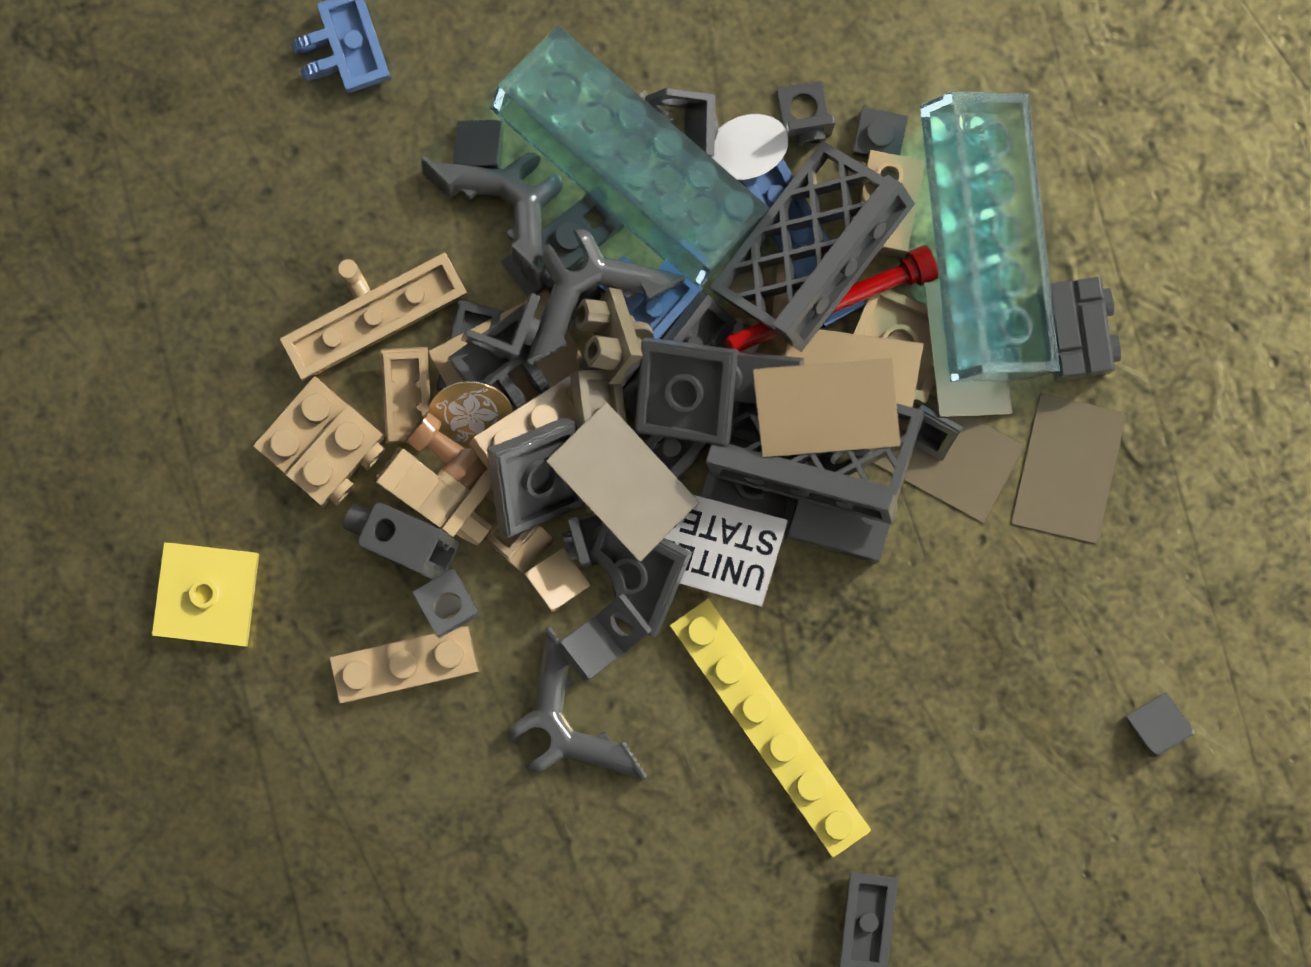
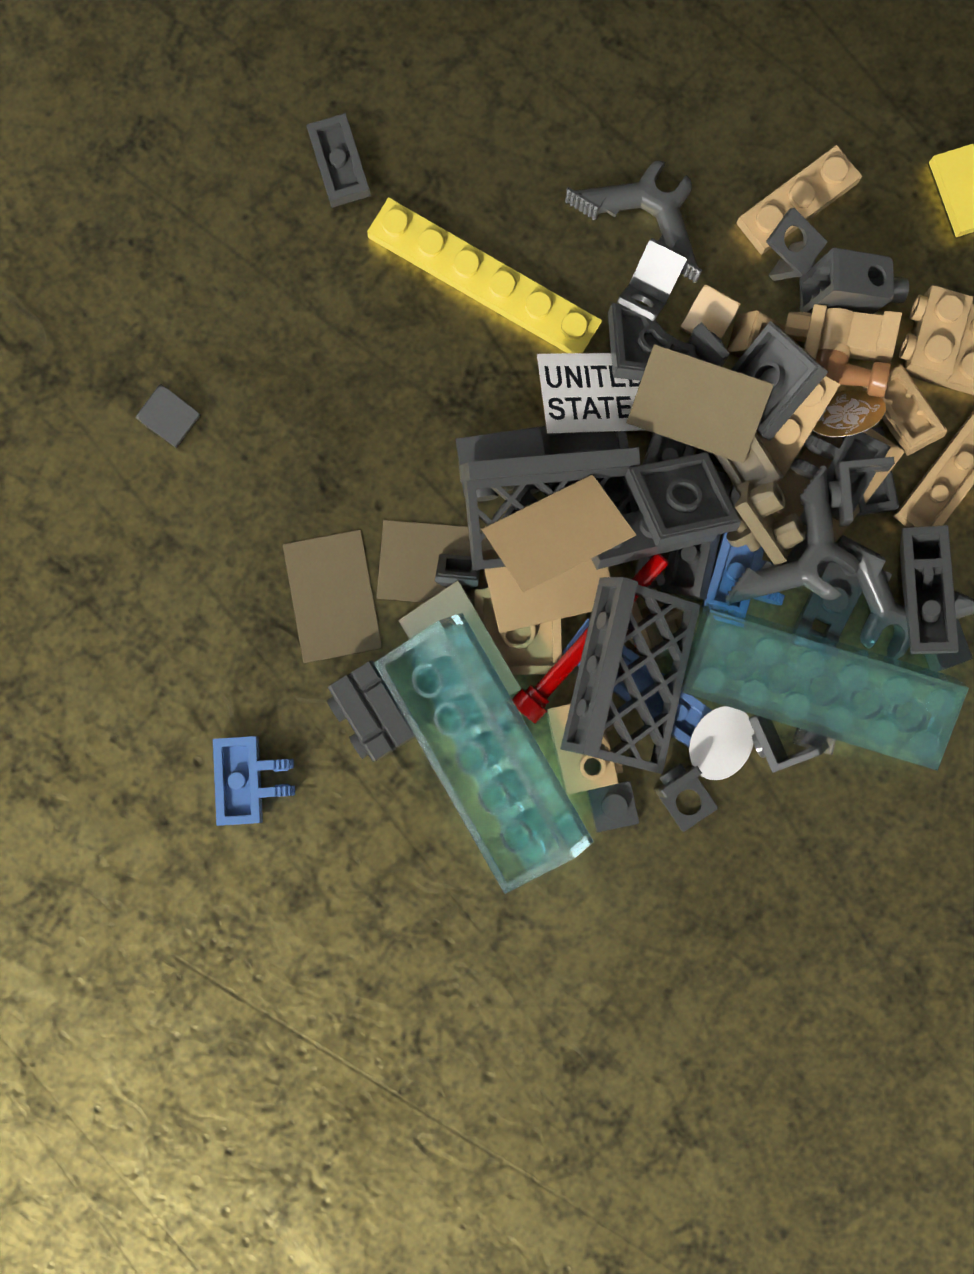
camera: 160 degrees right, 0 degrees up
(484, 196) = (928, 590): none -> dark grey slope
(1239, 321) = (239, 780): none -> medium blue hinge

